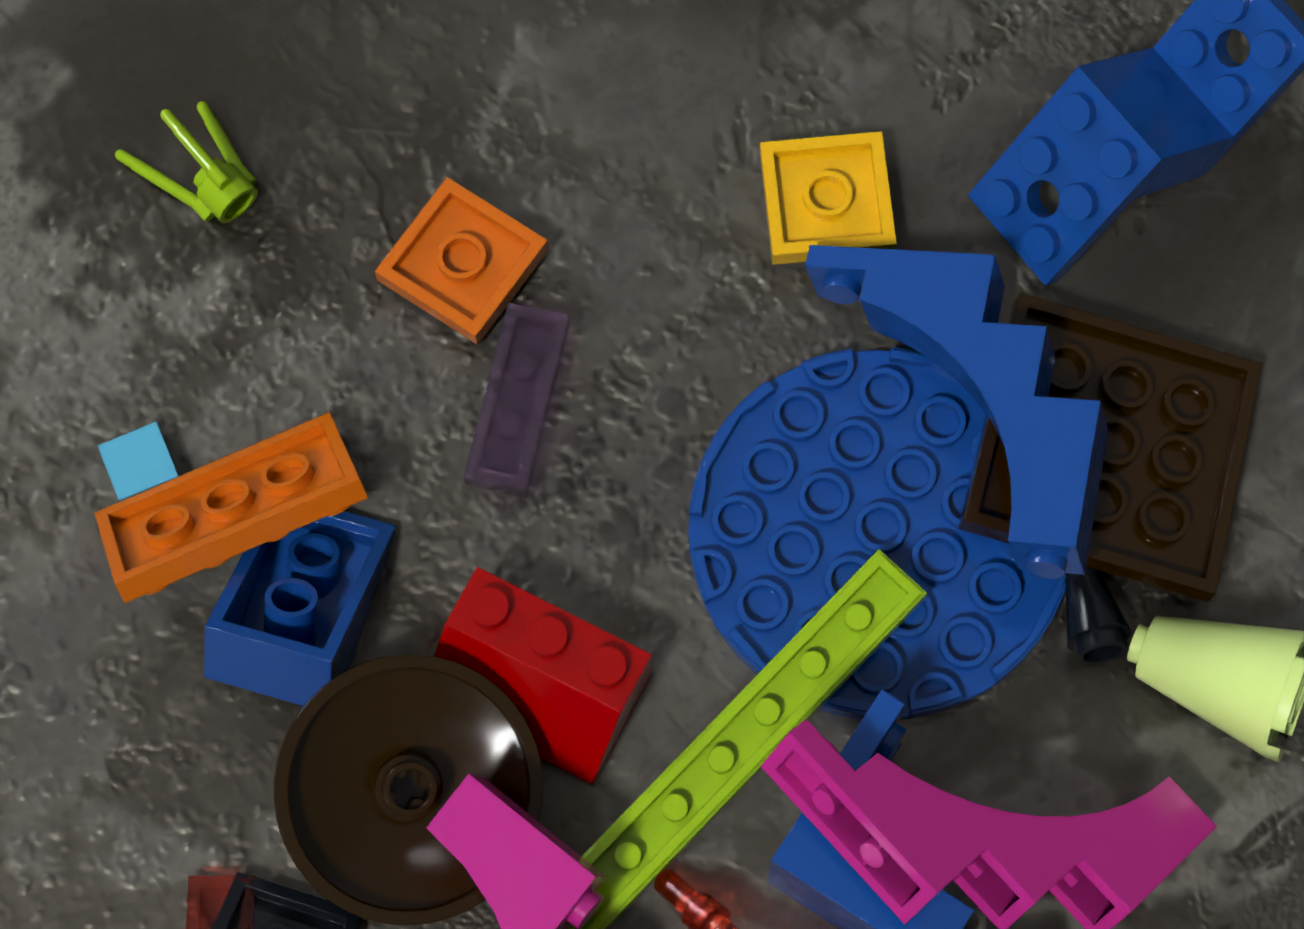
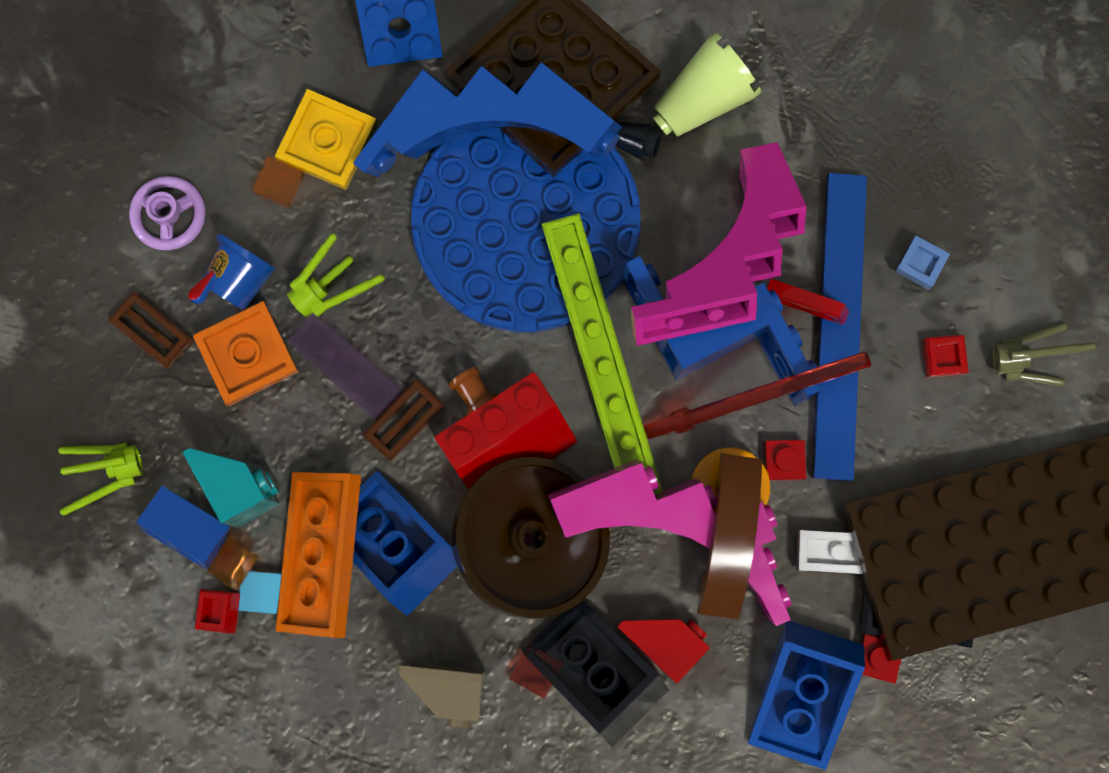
camera: 65 degrees left, 10 degrees up
(83, 421) = (217, 611): none -> red tile
(124, 789) = (447, 690): none -> dark tan slope
(158, 403) = (232, 563): none -> clear orange tile
(174, 314) = (183, 527): none -> blue hinge
(258, 340) = (233, 487): none -> teal slope
(419, 170) = (176, 351): none -> reddish brown tile
(482, 546) = (390, 412): none -> reddish brown tile
(560, 180) = (232, 275): none -> blue hat
(584, 586) = (471, 389): none -> dark orange bush
(589, 295) = (310, 294): none -> lime plant
(601, 29) = (159, 200): none -> lavender piece
(729, 171) = (278, 182): none -> clear orange tile

